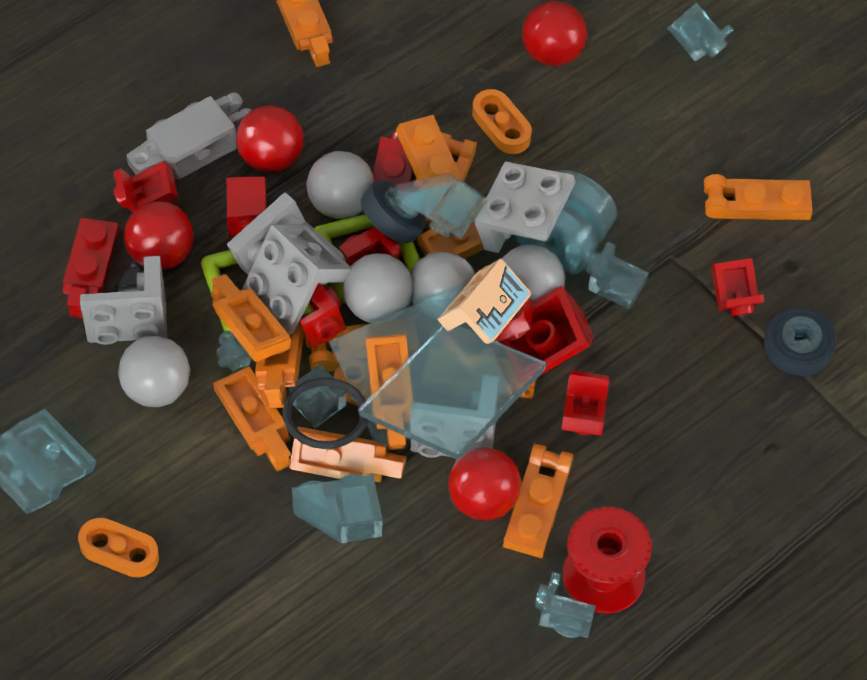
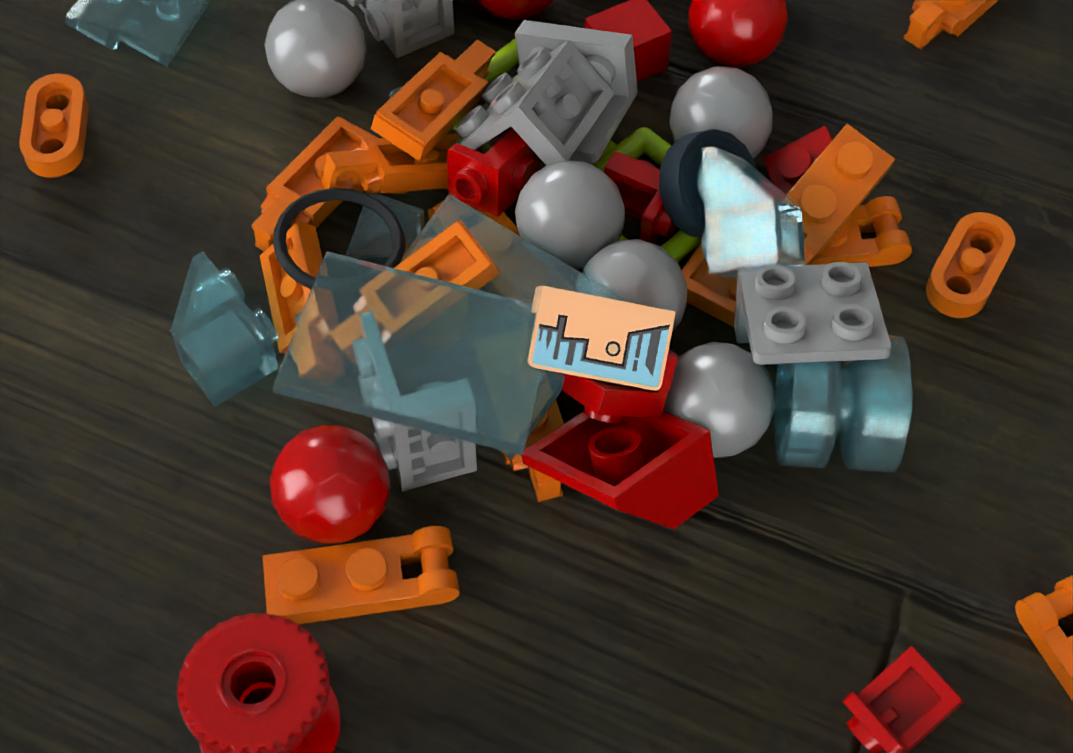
camera: 65 degrees right, 0 degrees up
(564, 615) = (156, 700): clear light blue bracket -> none
(585, 403) = (548, 570): red bracket -> none
(615, 278) = (803, 517): clear light blue bracket -> none

